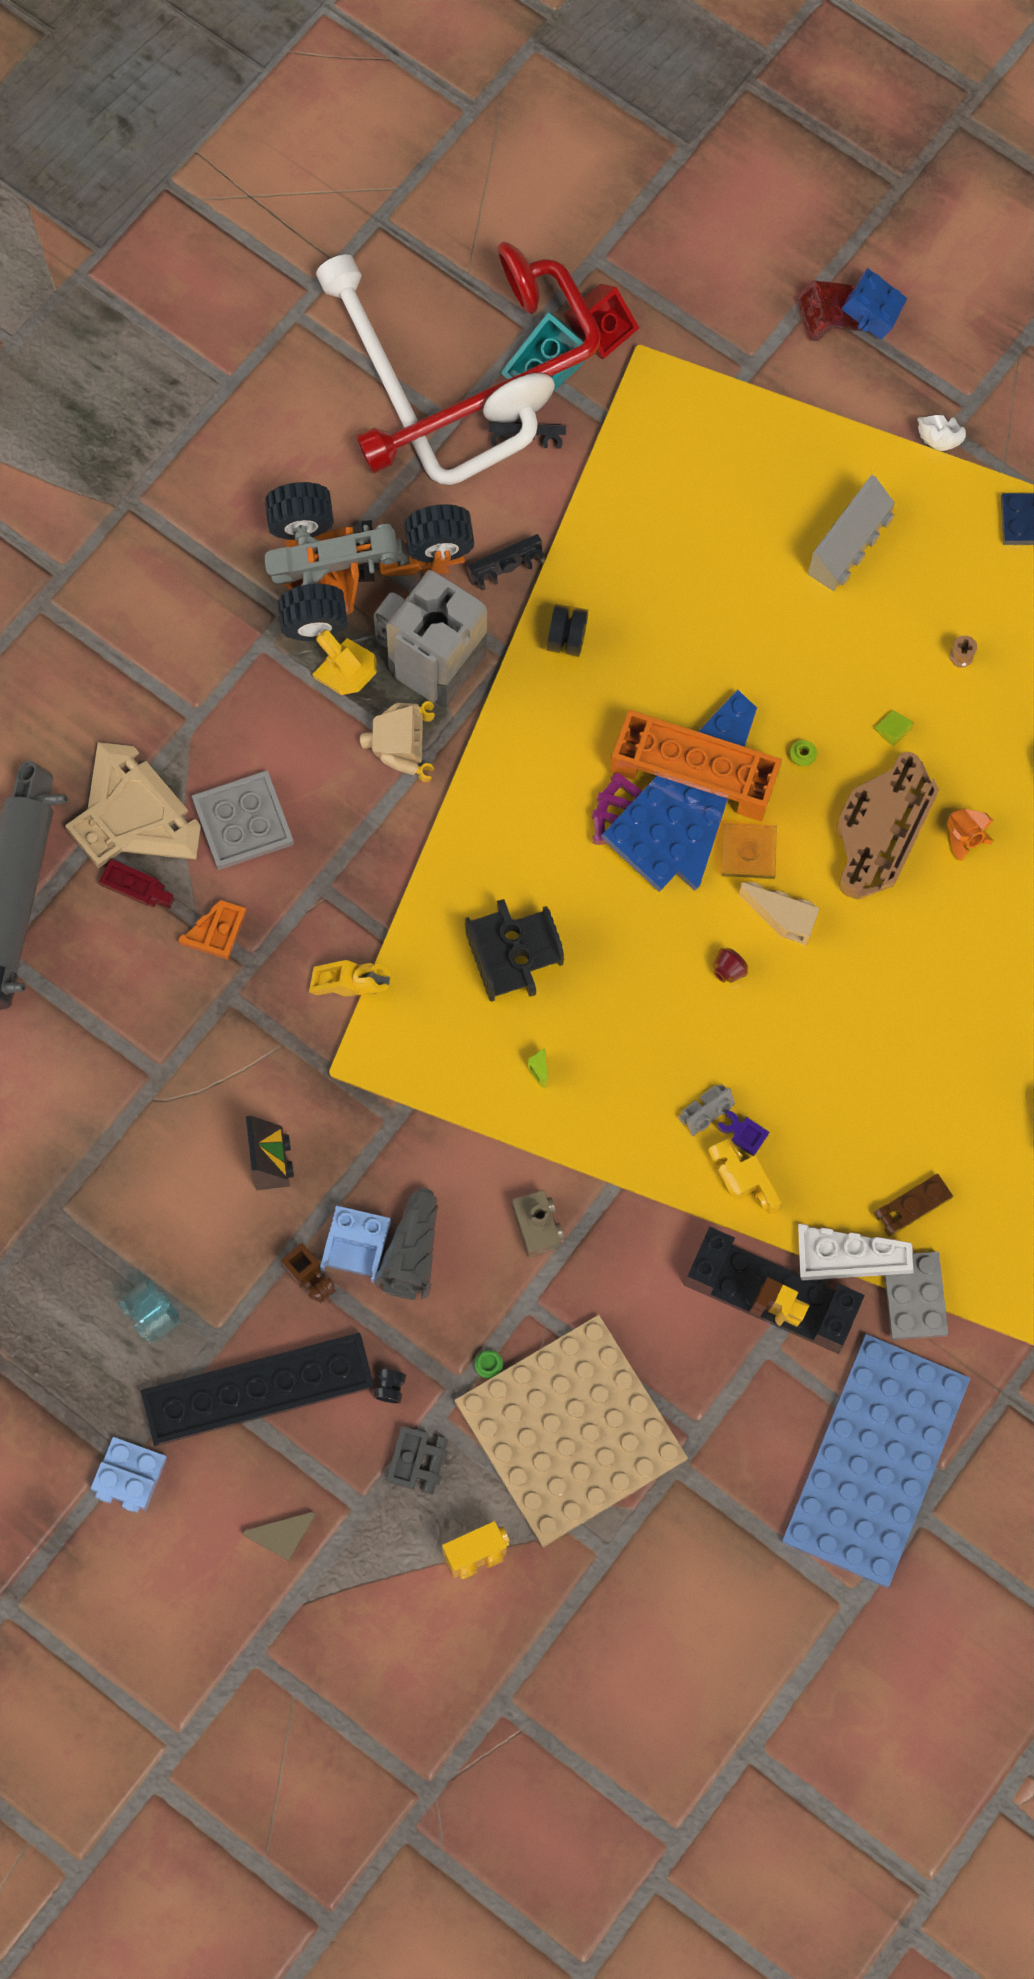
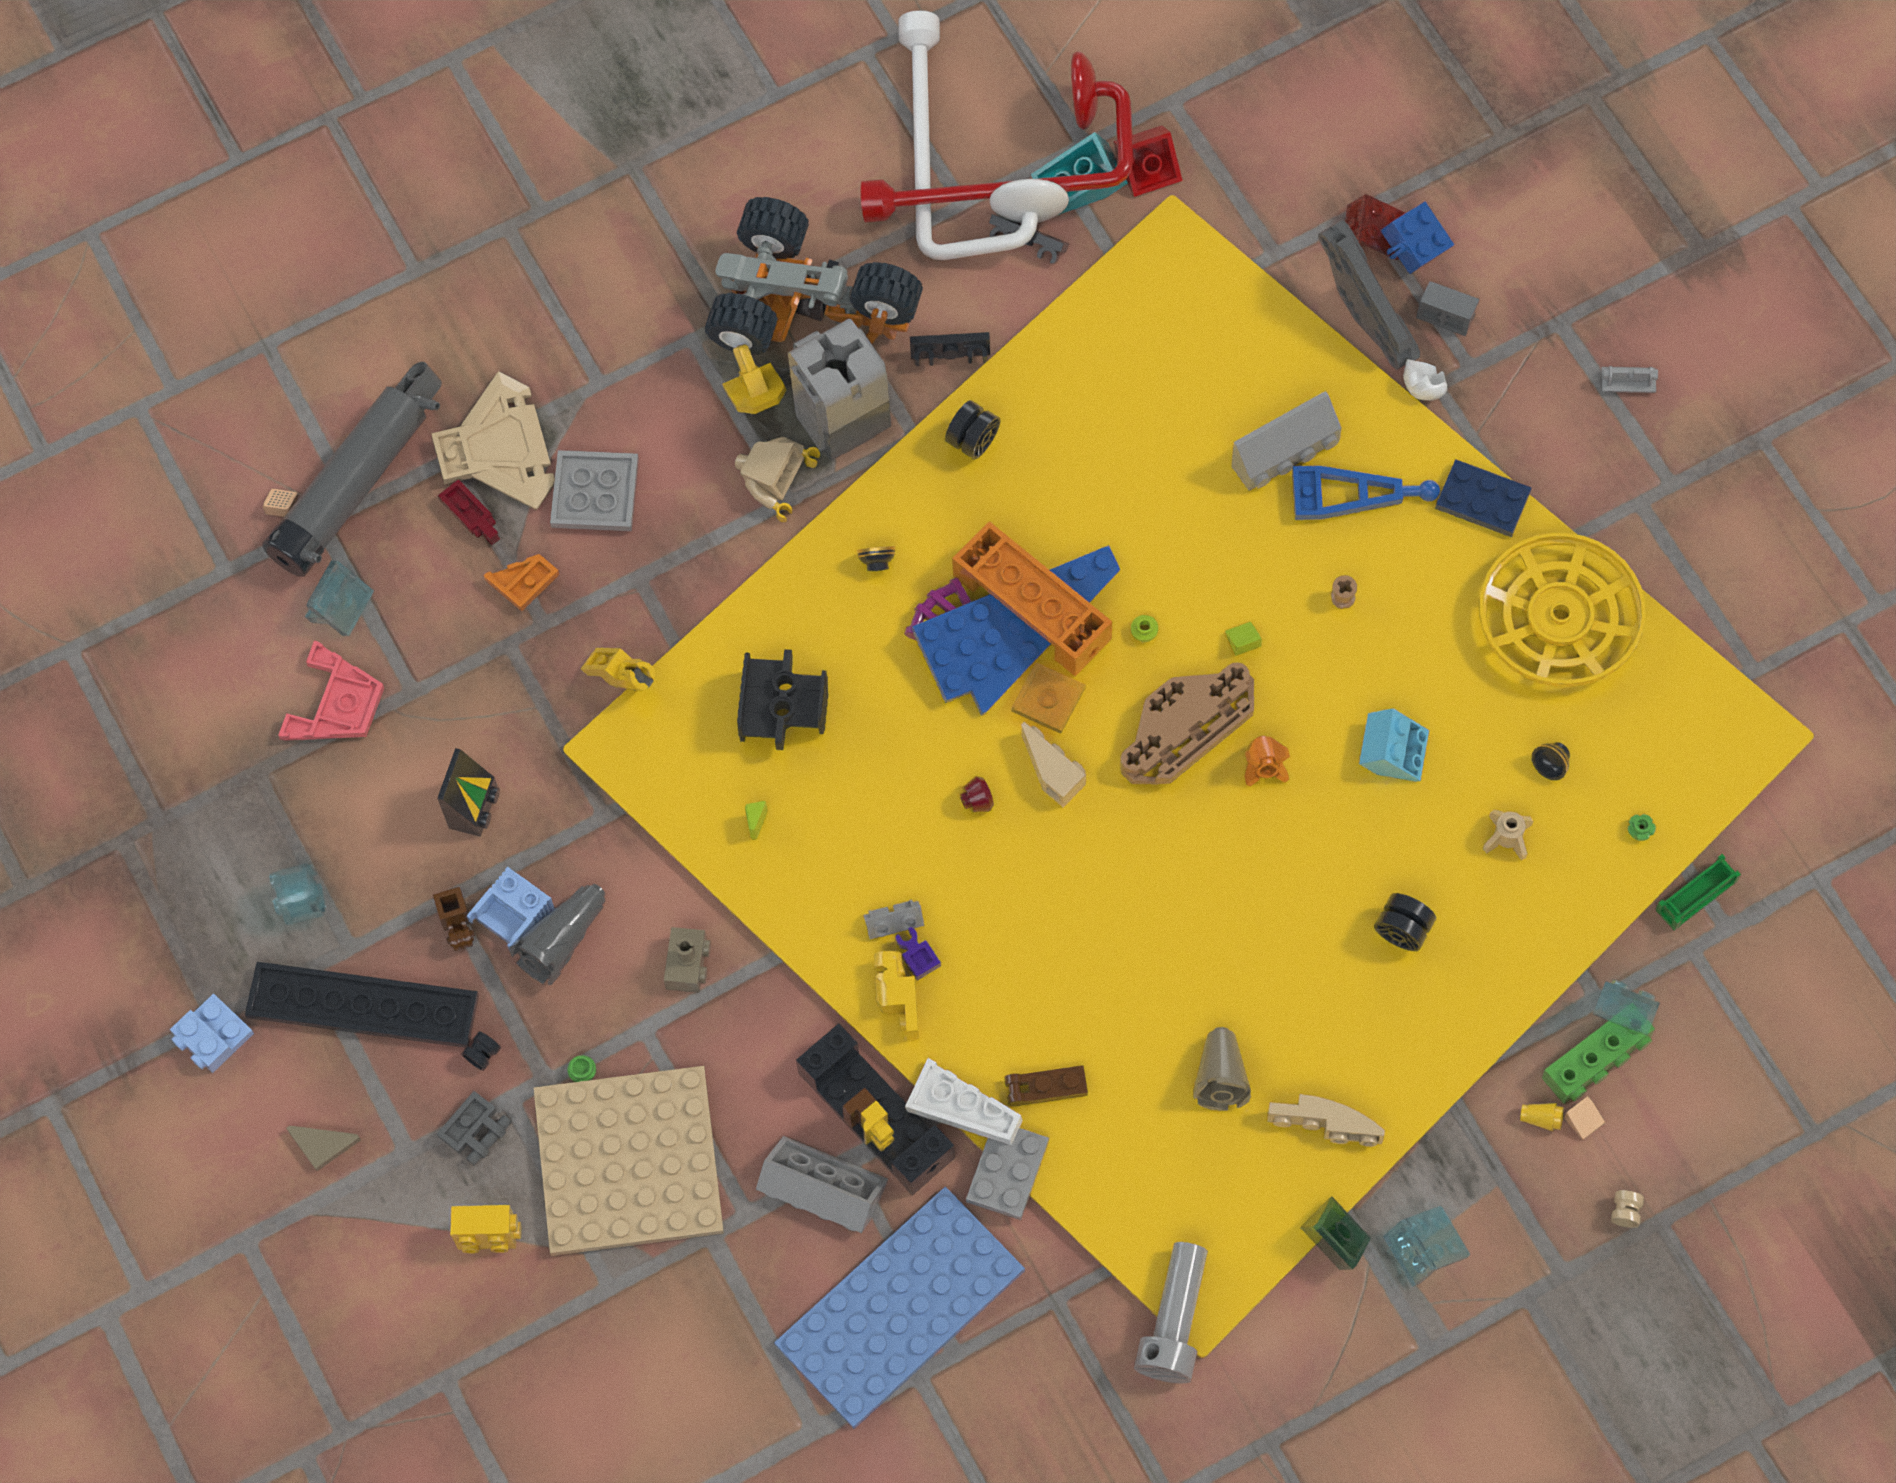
camera: 30 degrees right, 5 degrees down
(53, 1017) = (338, 599): none -> clear light blue bracket
(107, 1113) = (346, 703): none -> coral wing
(535, 782) = (877, 557): none -> black piece
(757, 1378) = (821, 1184): none -> light grey slope
(860, 374) = (1365, 296): none -> dark grey connector
(891, 575) = (1308, 491): none -> blue plate
(929, 358) = (1447, 308): none -> dark grey hinge

